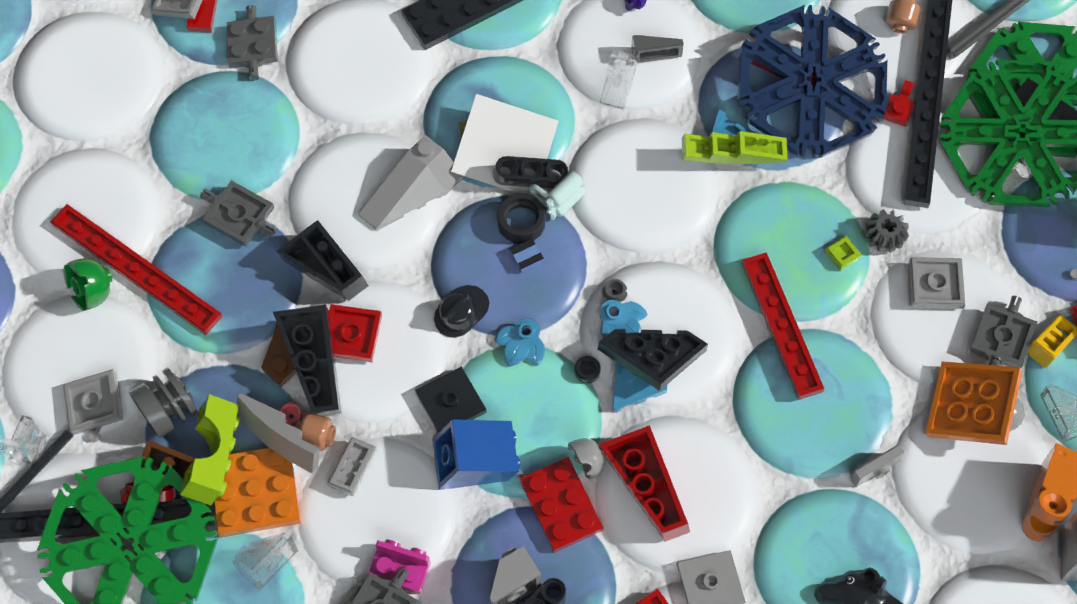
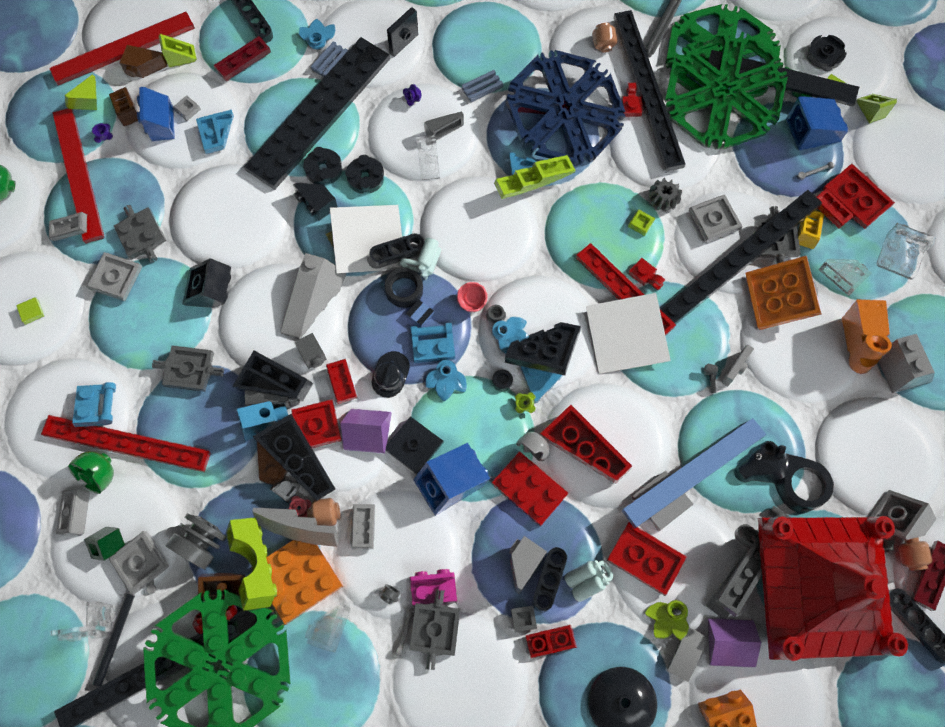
camera: 25 degrees left, 5 degrees up
(47, 320) = (73, 512): none -> light grey slope
(66, 365) = (104, 543): none -> dark green panel
(96, 82) = (30, 310): none -> lime tile
(114, 208) = (87, 405): none -> dark azure plate
(203, 80) = (114, 276): none -> light grey plate
(285, 389) = (285, 489): none -> dark grey tile
(289, 294) = (259, 417): none -> dark azure torso
(301, 128) = (207, 284): none -> black slope
(302, 282) = (254, 397): none -> dark grey slope
(347, 552) = (389, 594): none -> dark grey plate
(381, 248) = (310, 351): none -> dark grey brick
(401, 296) = (341, 381): none -> red plate
(403, 361) = (366, 430): none -> medium lavender slope
(466, 76) = (316, 198): none -> black slope
(492, 31) = (322, 156): none -> black plate
(524, 302) = (433, 349): none -> dark azure plate
(540, 59) = (365, 164): none -> black plate
(594, 259) = (472, 297): none -> coral hair
(596, 400) = (521, 398): none -> lime plate
(724, 15) = (480, 84): none -> sand blue tile
(761, 375) = (627, 333): none -> white sticker
(763, 565) = (693, 473): none -> medium blue tile
(818, 313) = (645, 272): none -> red plate
(843, 459) = (711, 370): none -> dark grey hand
(945, 340) = (741, 257): none -> black plate

